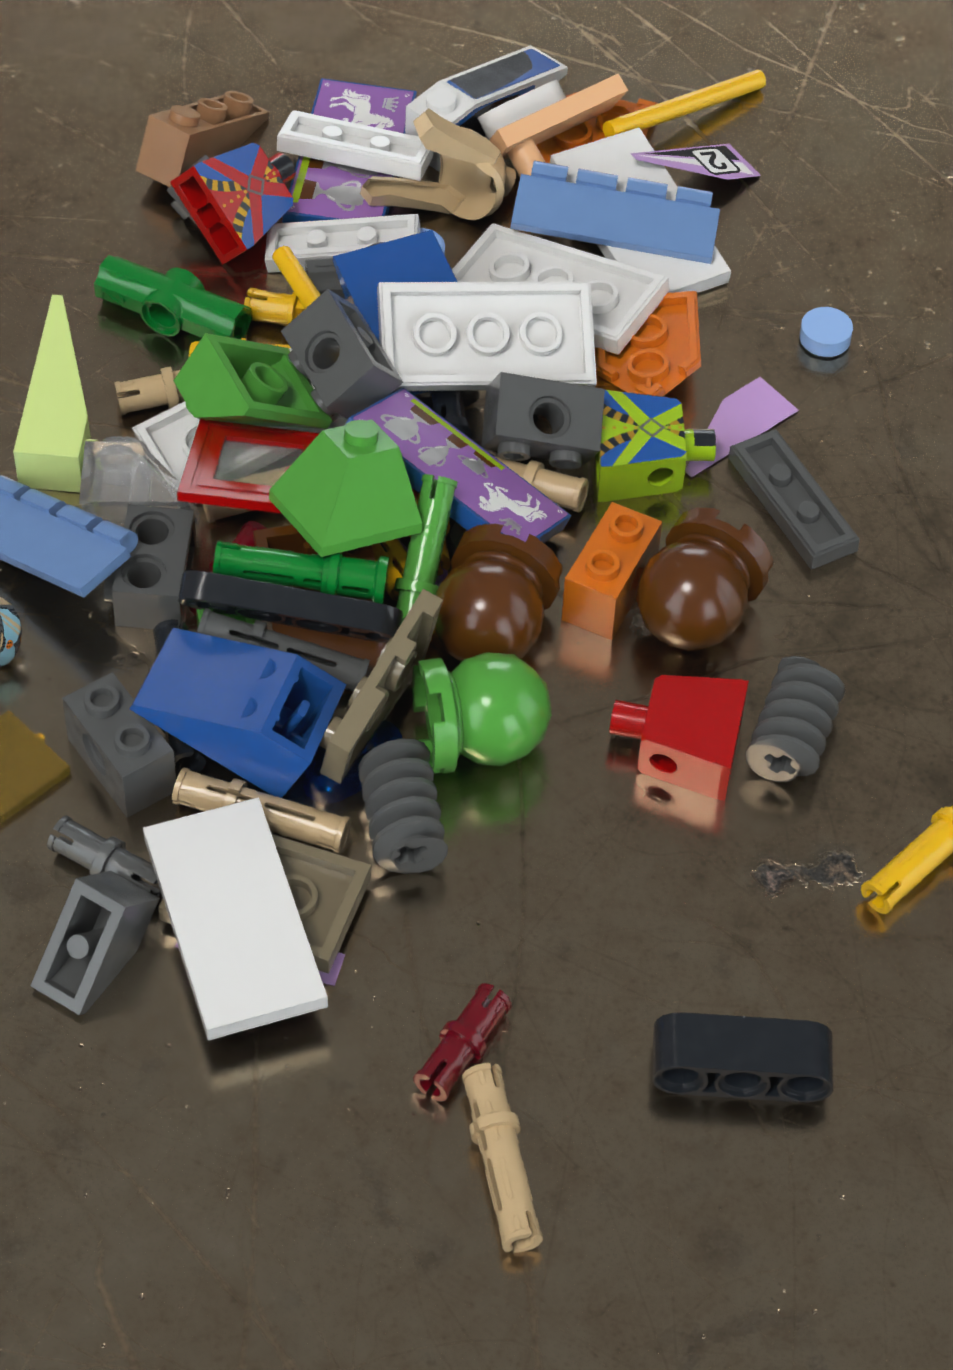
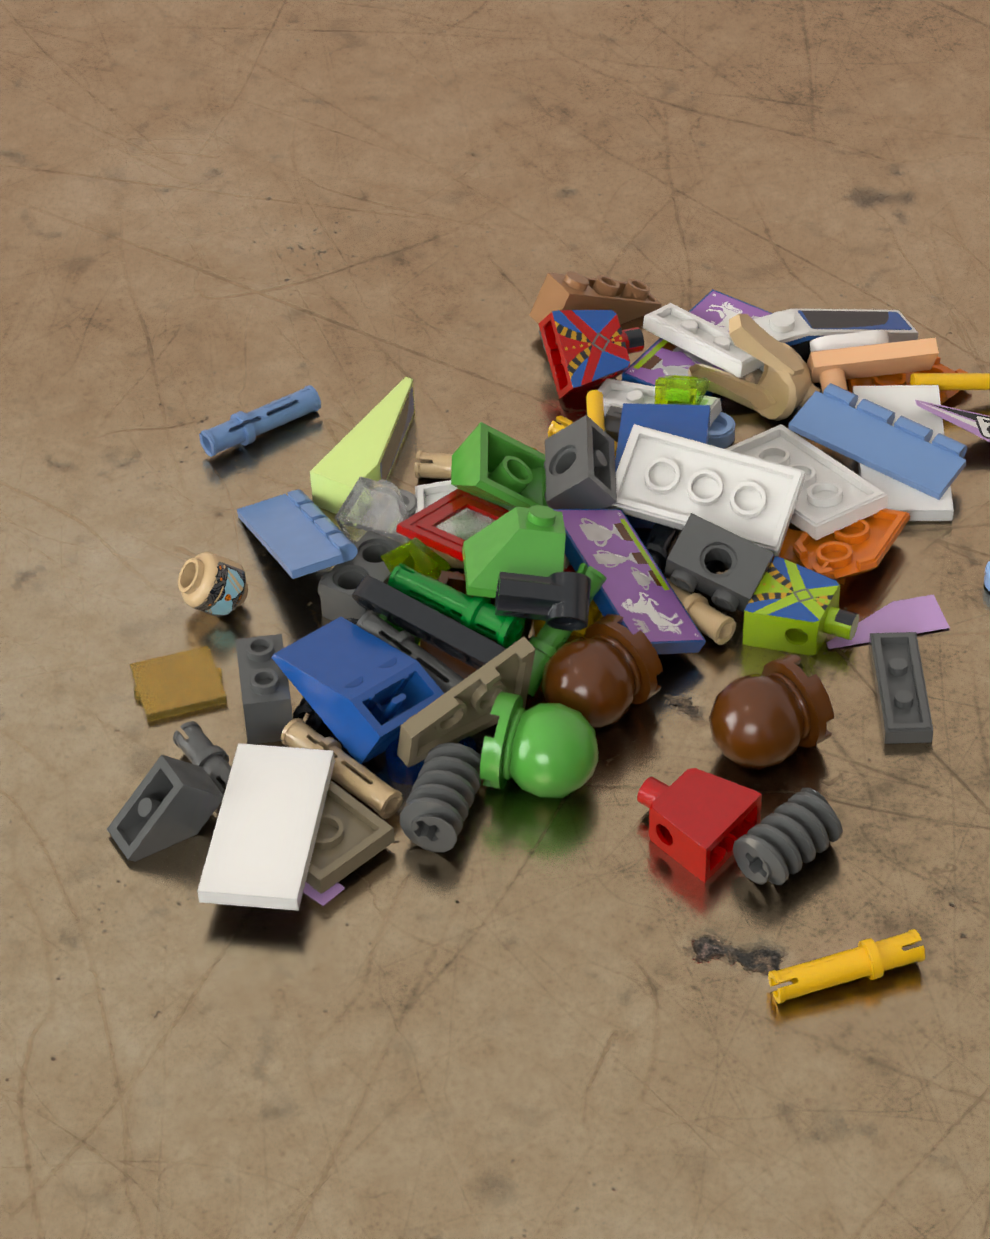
camera: 30 degrees right, 10 degrees down
(170, 300) = (497, 406): green piece -> none
(212, 524) = (416, 556): none -> clear neon green slope
(373, 220) = (680, 389): none -> clear neon green slope
(425, 530) = (557, 599): none -> black piece
(462, 1042) = (387, 972): dark red pin -> none
(496, 1134) = (369, 1041): tan pin -> none
(609, 570) = (691, 687): orange brick -> none
(742, 1057) = (592, 1058): black beam -> none

